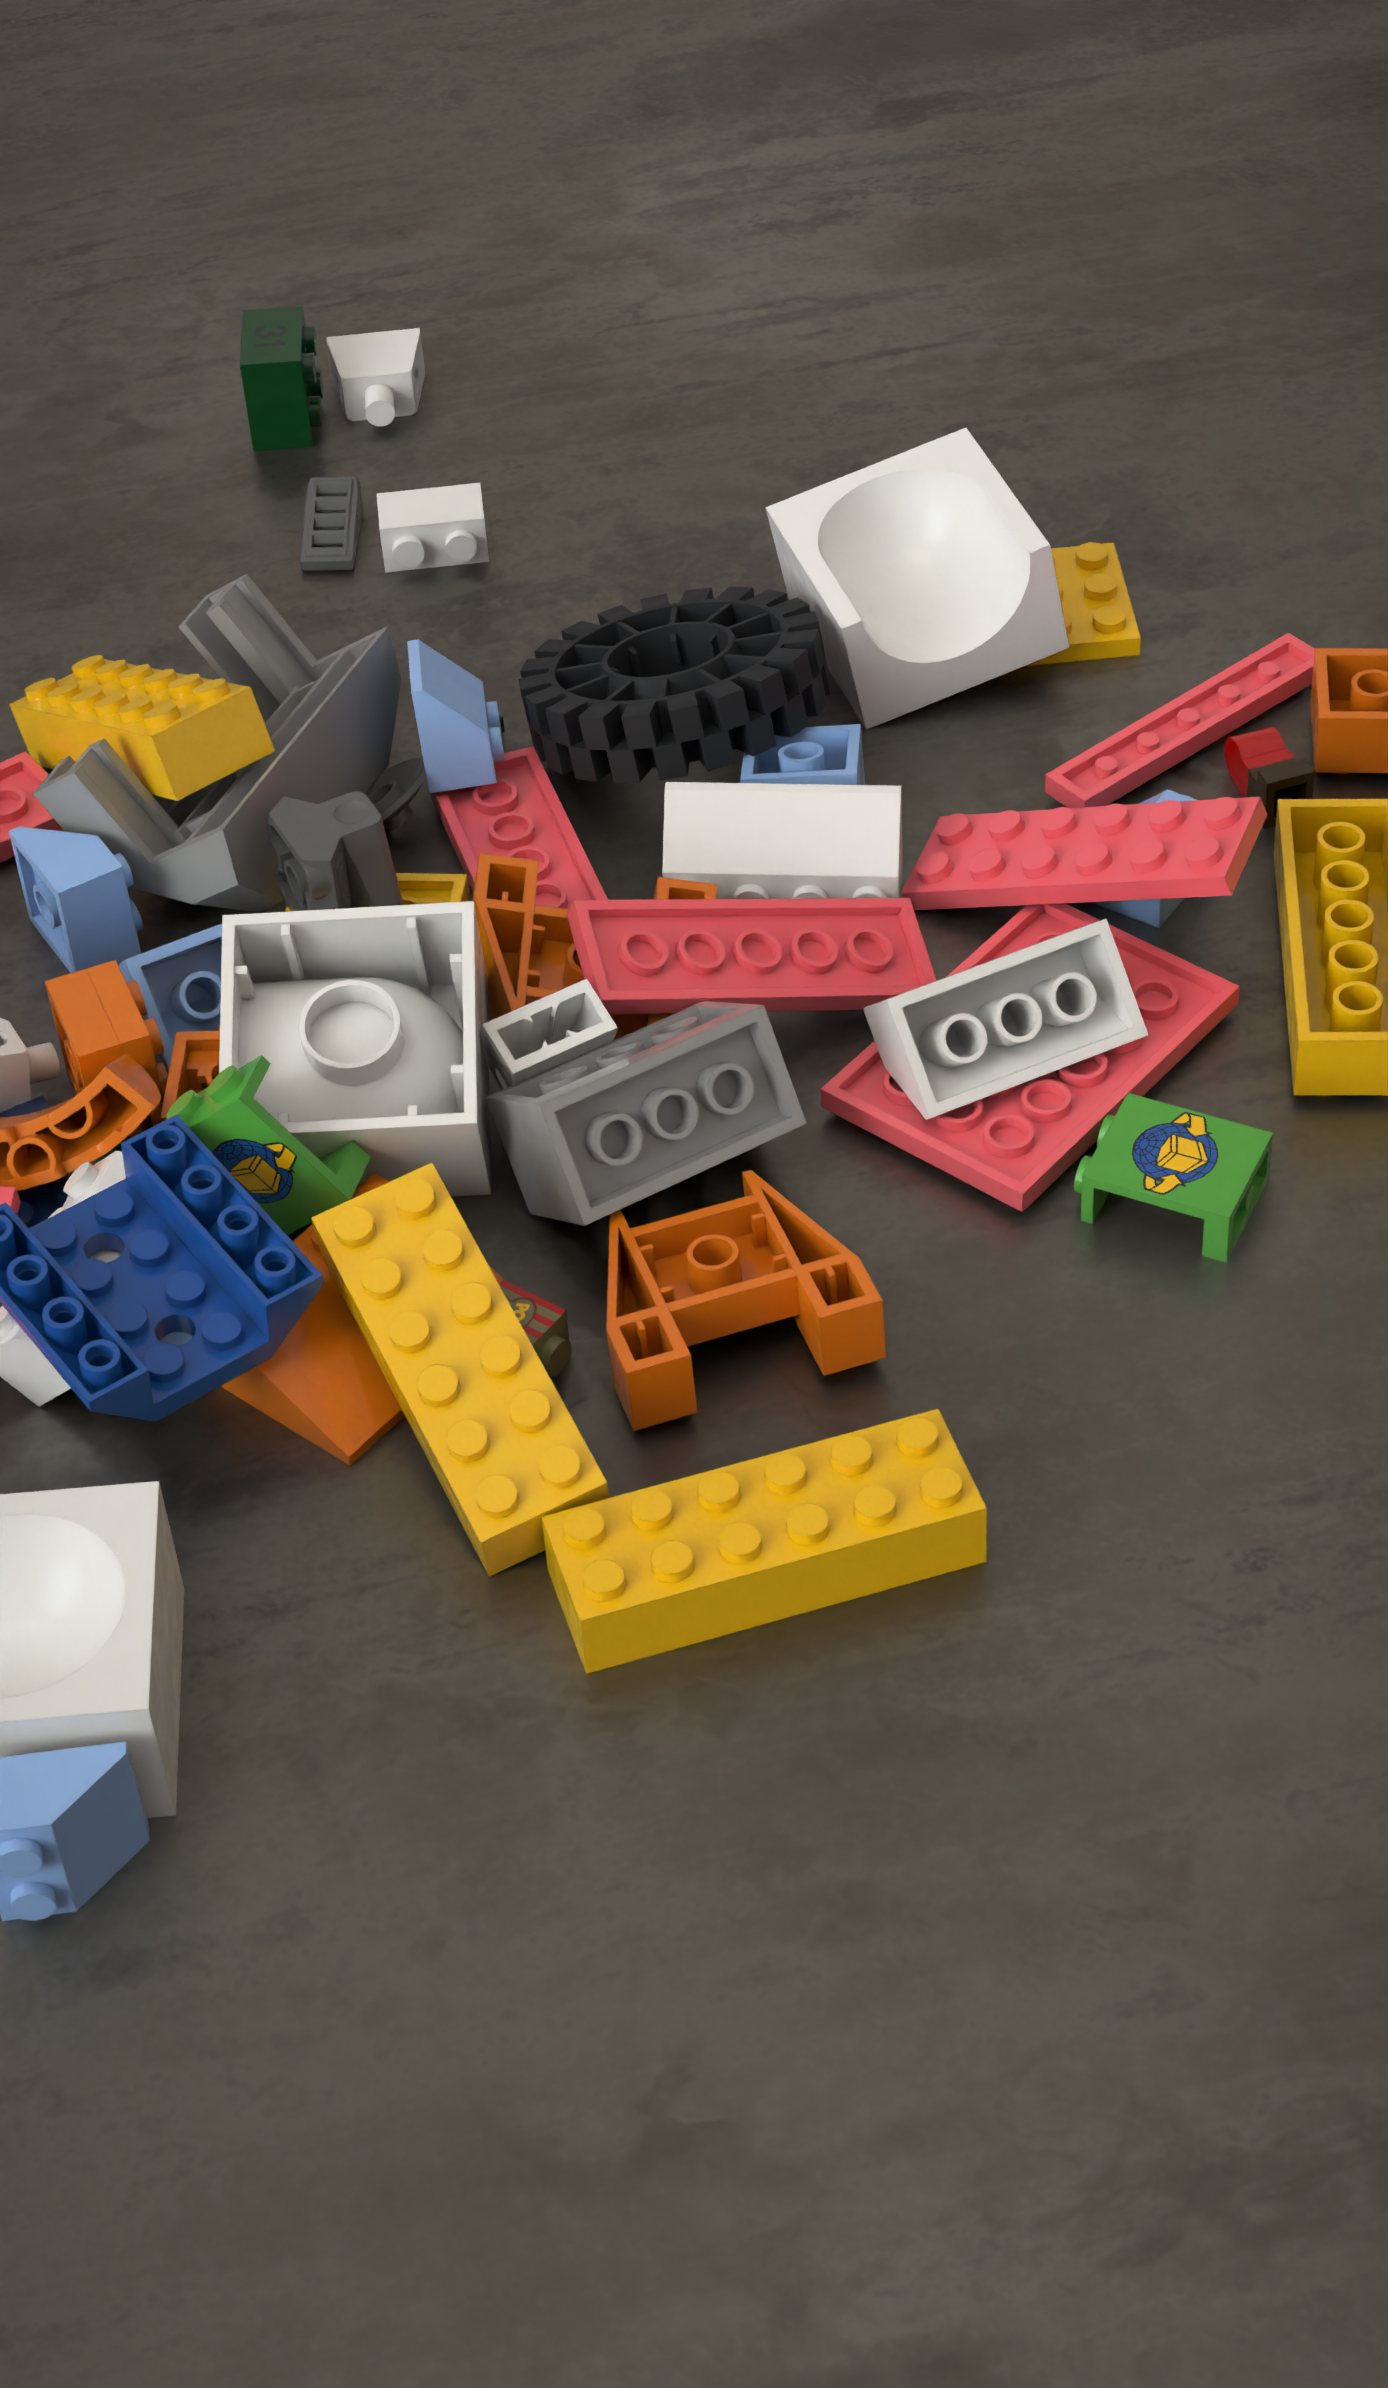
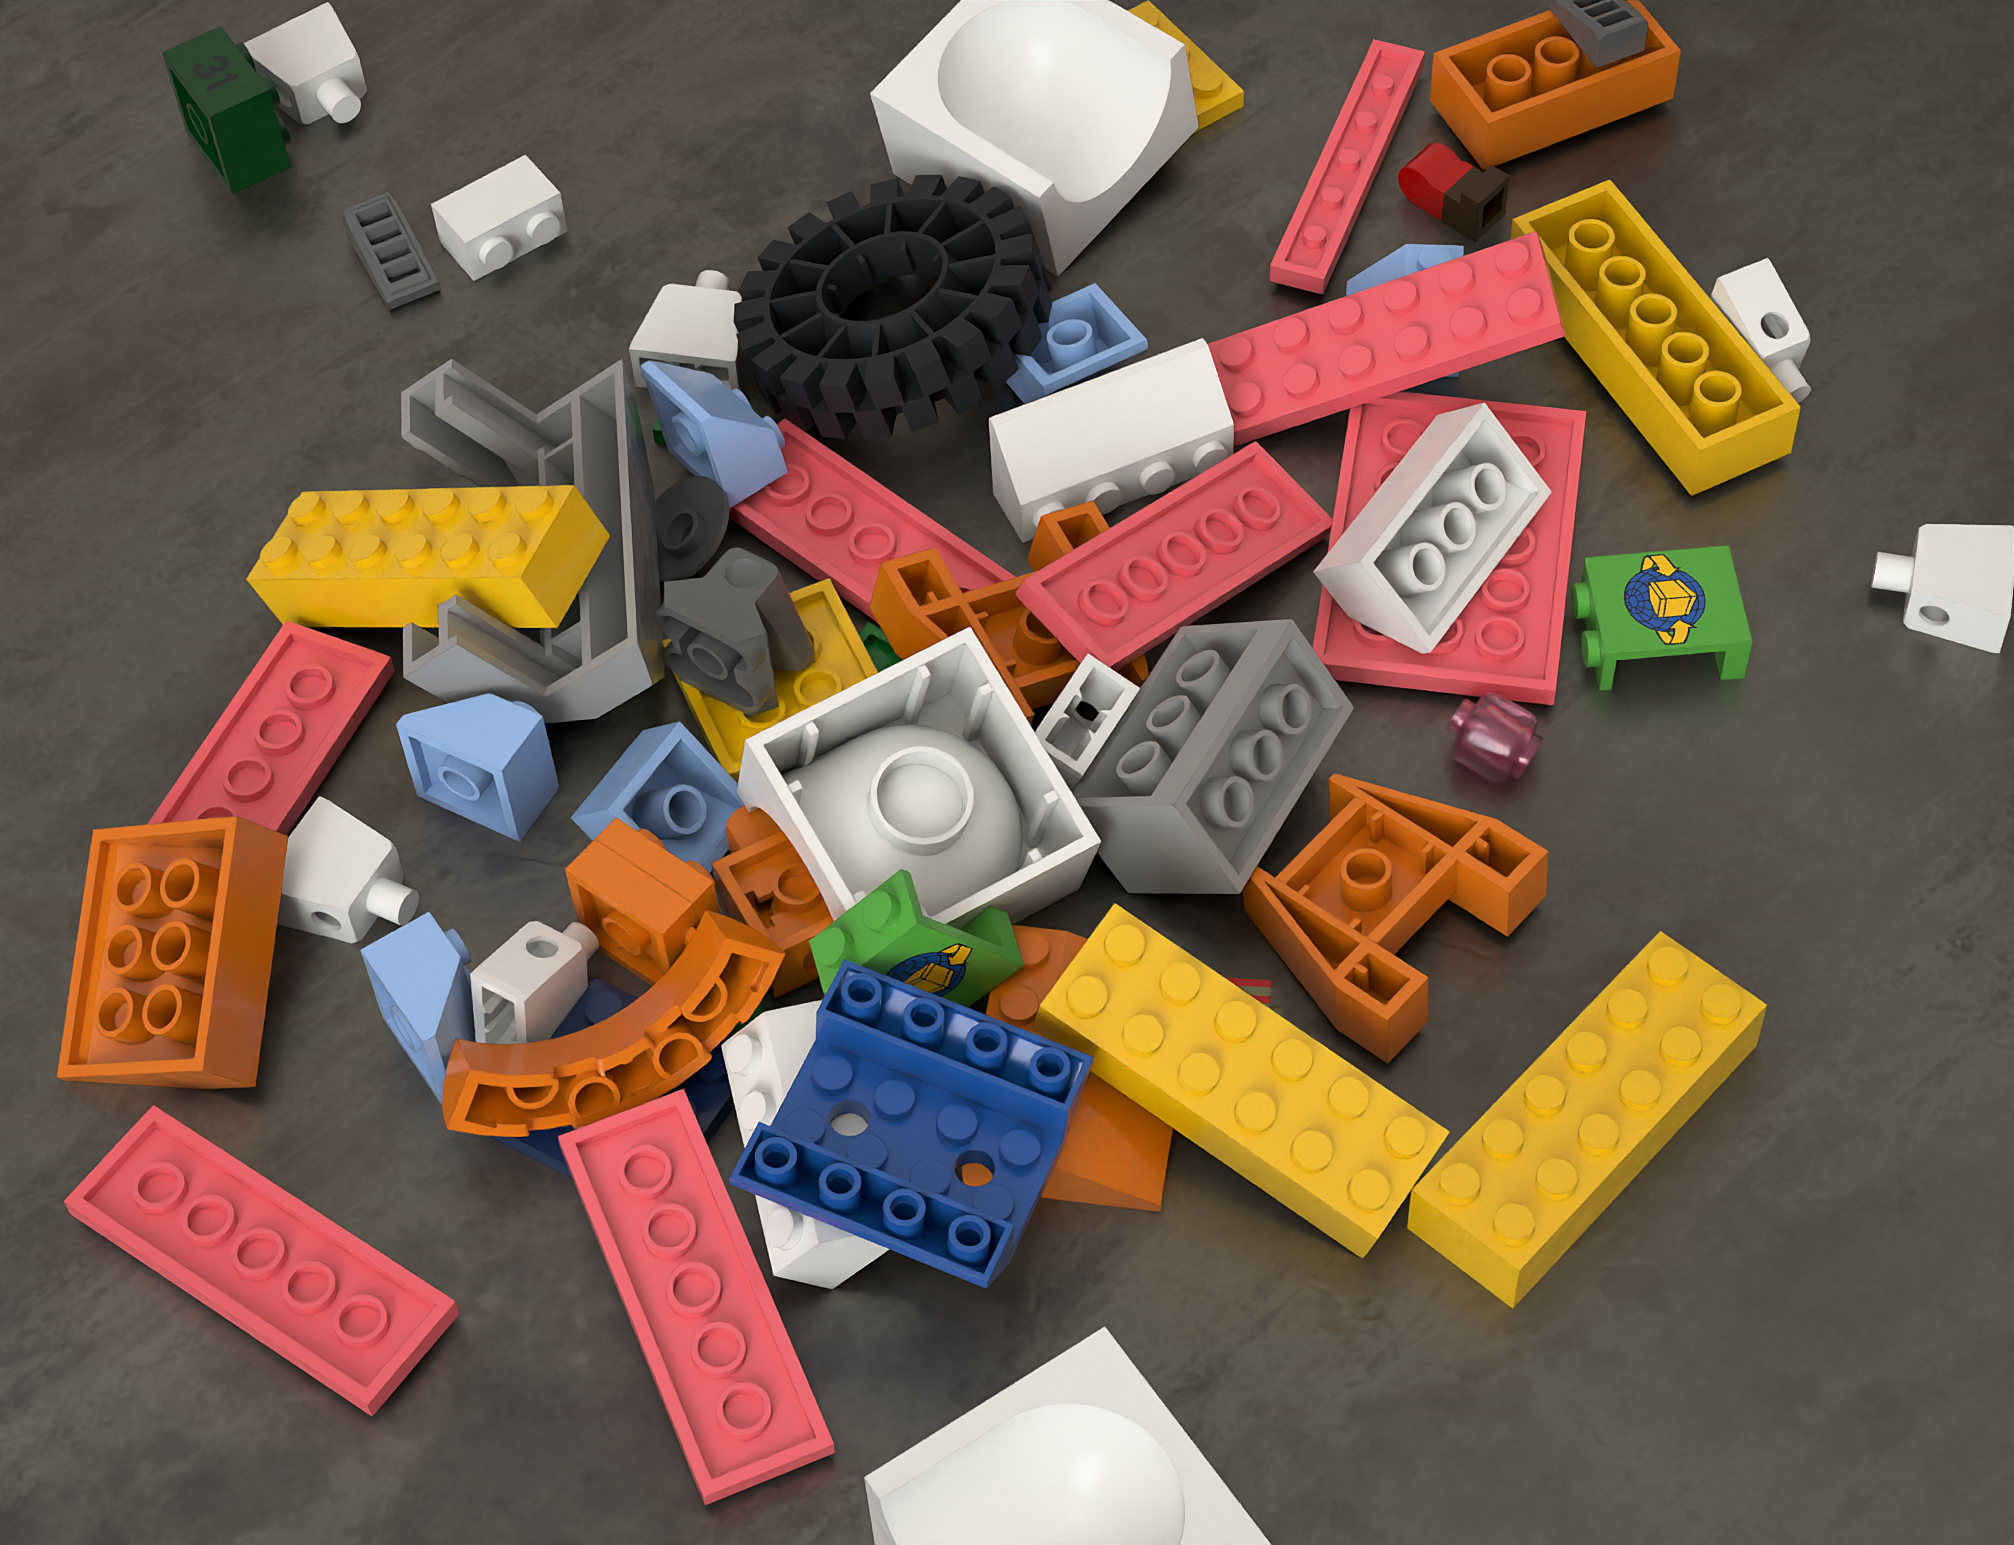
camera: 30 degrees left, 10 degrees up
(498, 654) = (692, 331): none -> white torso
(937, 1210) = (1494, 737): none -> clear pink head

